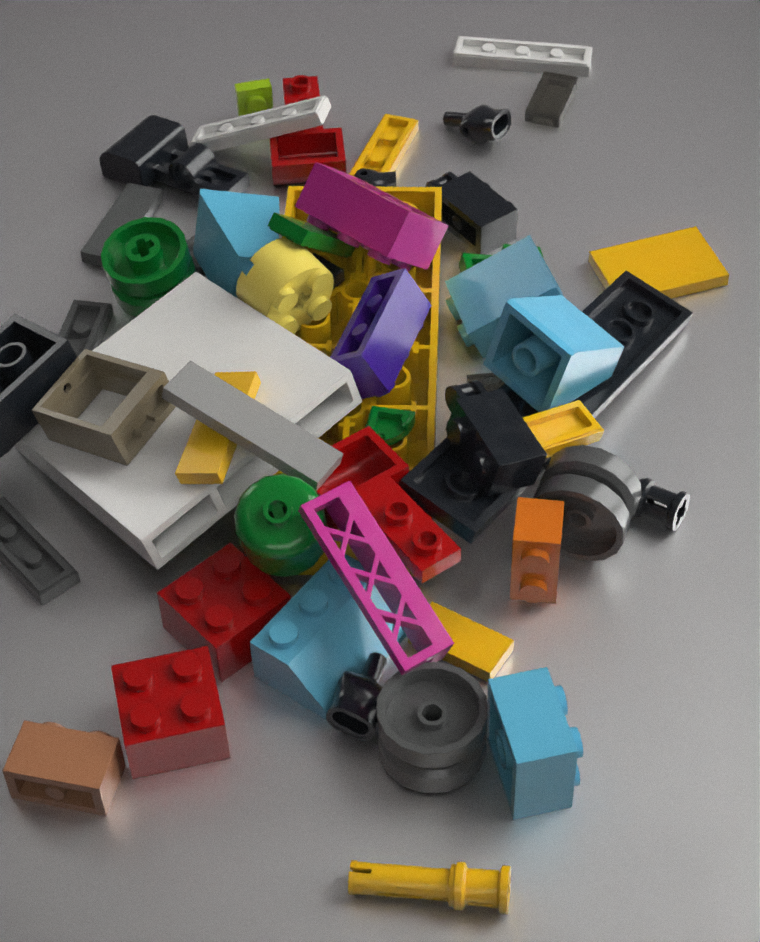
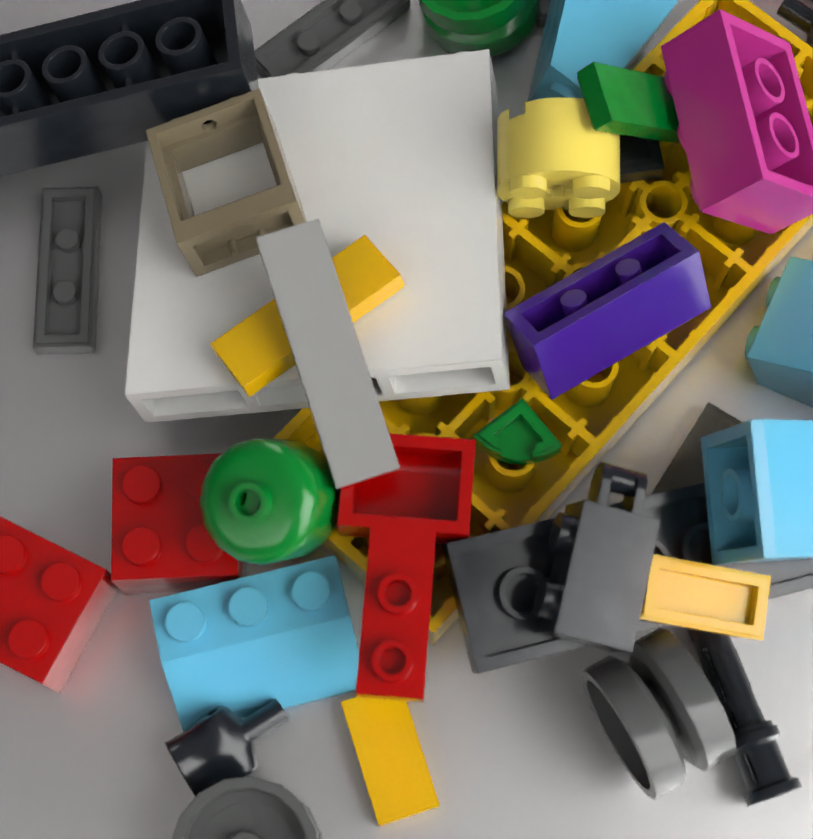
camera: 40 degrees right, 25 degrees up
(384, 571) = (326, 666): dark pink fence -> none
(536, 550) = (547, 729): orange brick -> none

